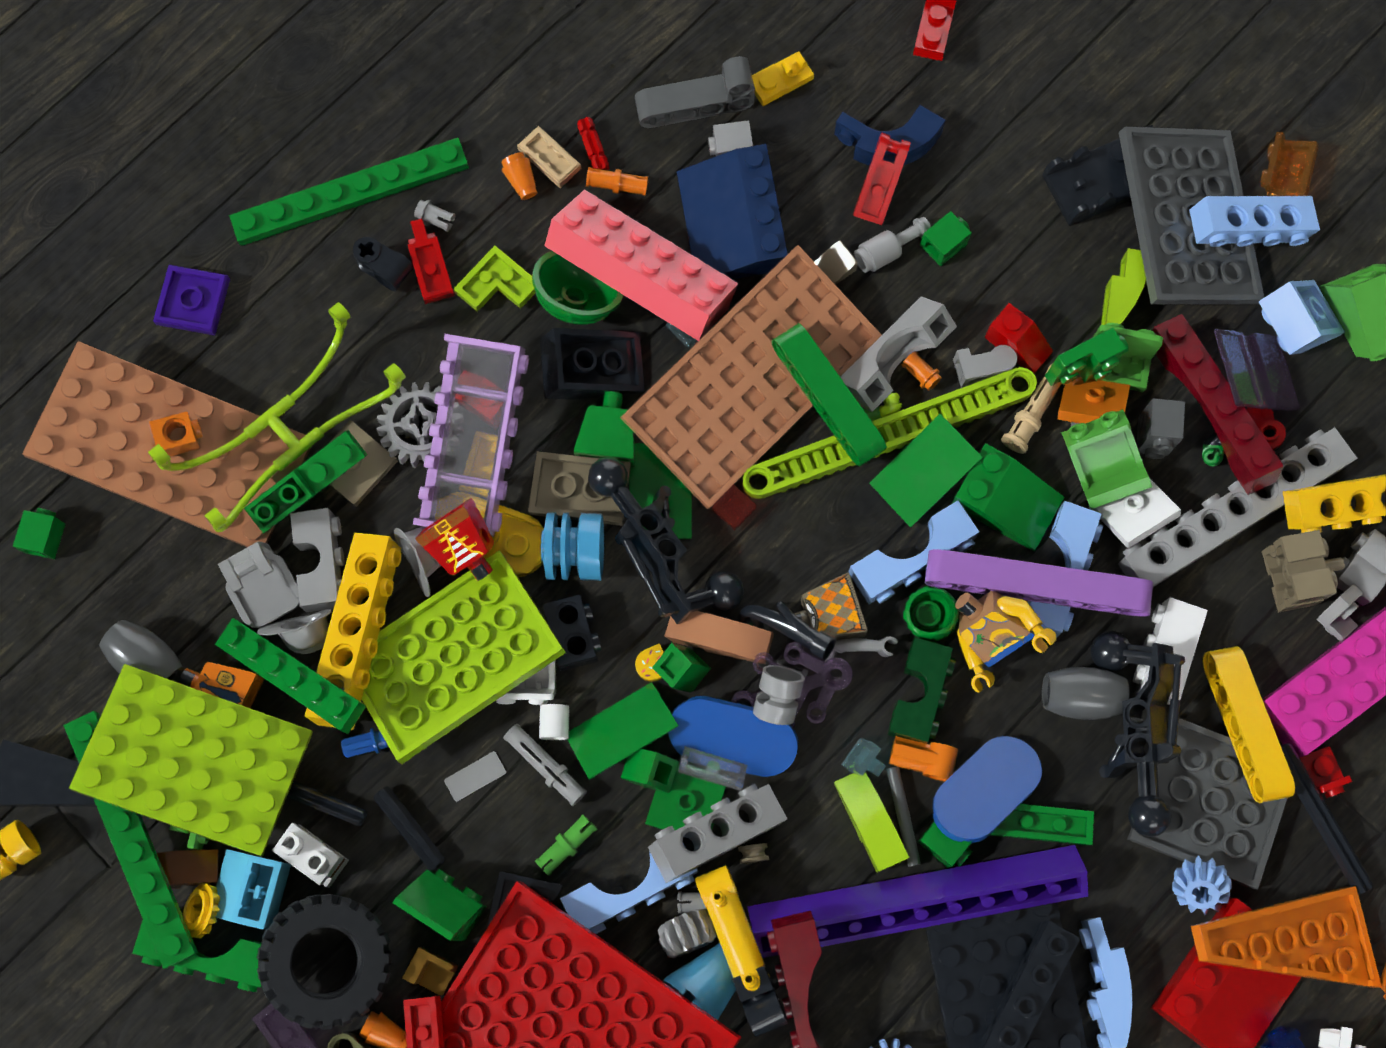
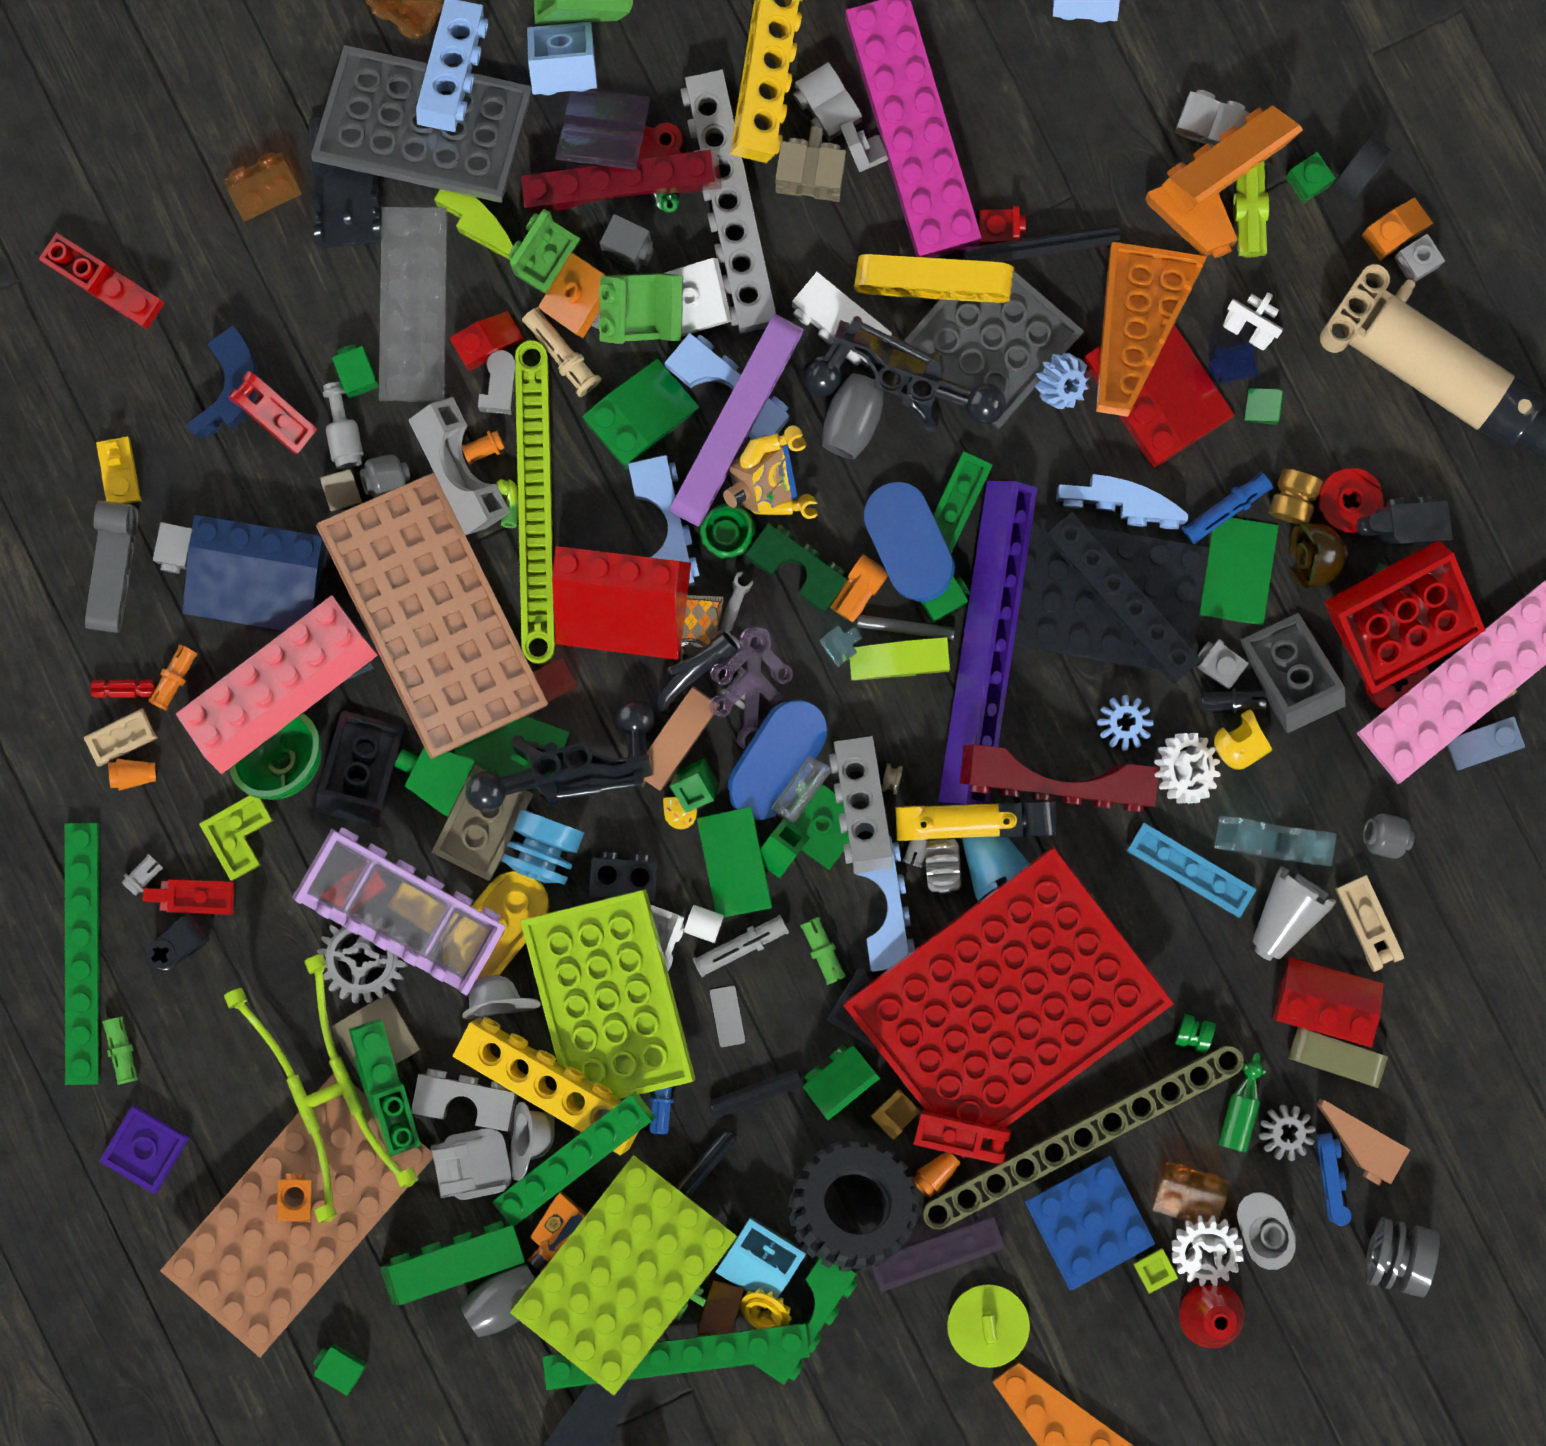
camera: 70 degrees left, 10 degrees up
(161, 599) = (451, 1264): none -> green wedge
(273, 250) = (120, 1050): none -> bright green pin
(310, 855) = (749, 1193): white hips -> none
(459, 540) = (501, 955): torso -> none
(779, 689) = (756, 702): light grey wheel -> none
(827, 537) = (619, 602): none -> red slope
(829, 394) = (480, 548): green beam -> none
(864, 293) = (383, 475): none -> dark grey head
(925, 470) = (586, 482): green piece -> none
(1026, 266) = (413, 304): none -> clear plate
(1076, 107) = (262, 186): none -> clear orange bracket
(1089, 359) = (538, 278): green plate -> none

